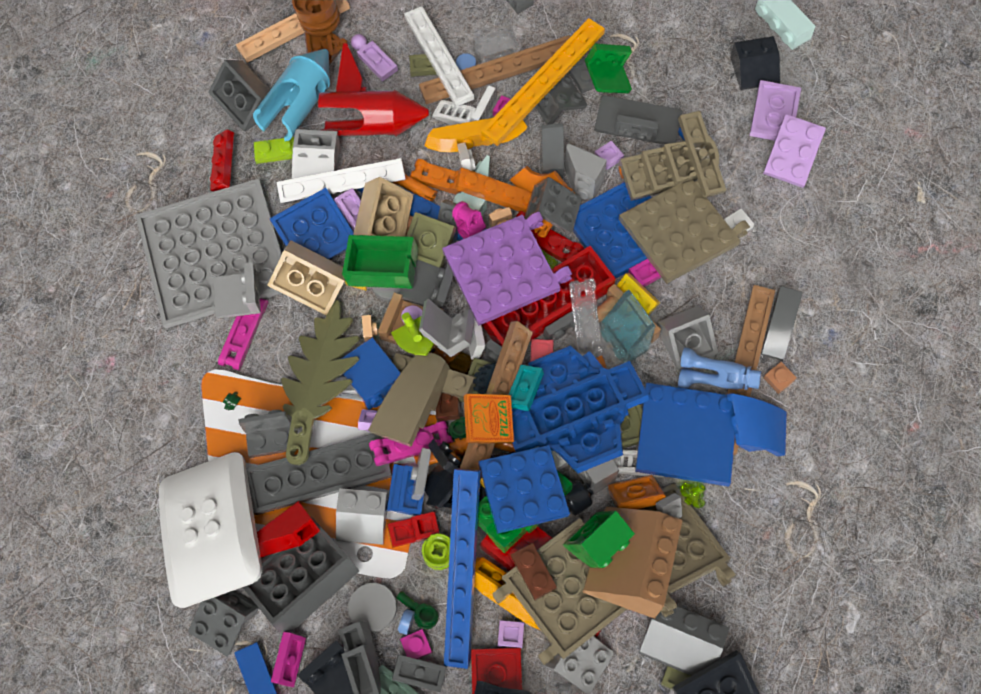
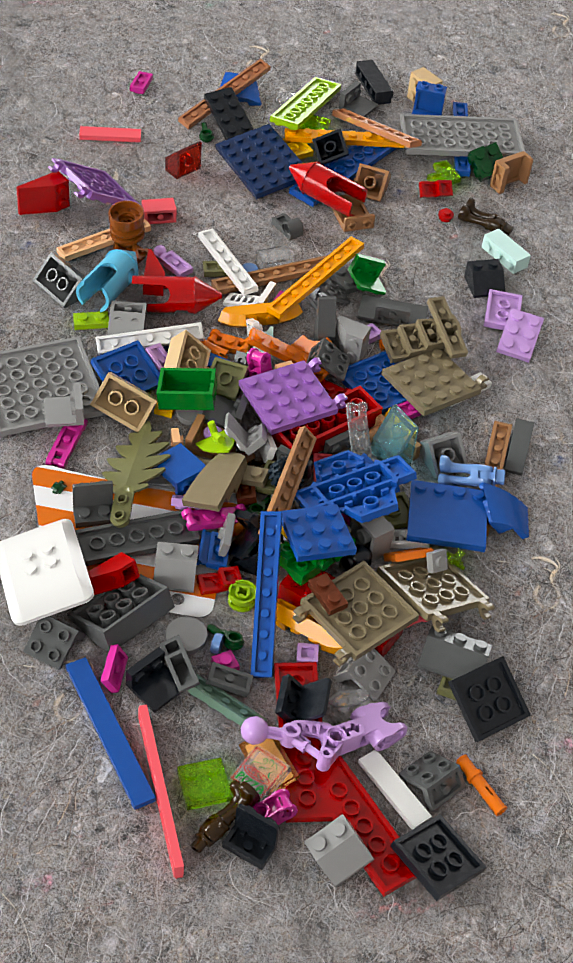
camera: 10 degrees left, 20 degrees down
(221, 161) = (46, 323): red plate -> none
(488, 418) = (285, 485): orange tile -> none
(525, 387) = (313, 472): teal plate -> none
(600, 539) = (383, 565): green slope -> none
(642, 571) = (411, 585): medium nougat slope -> none
(779, 377) = (520, 485): nougat plate -> none

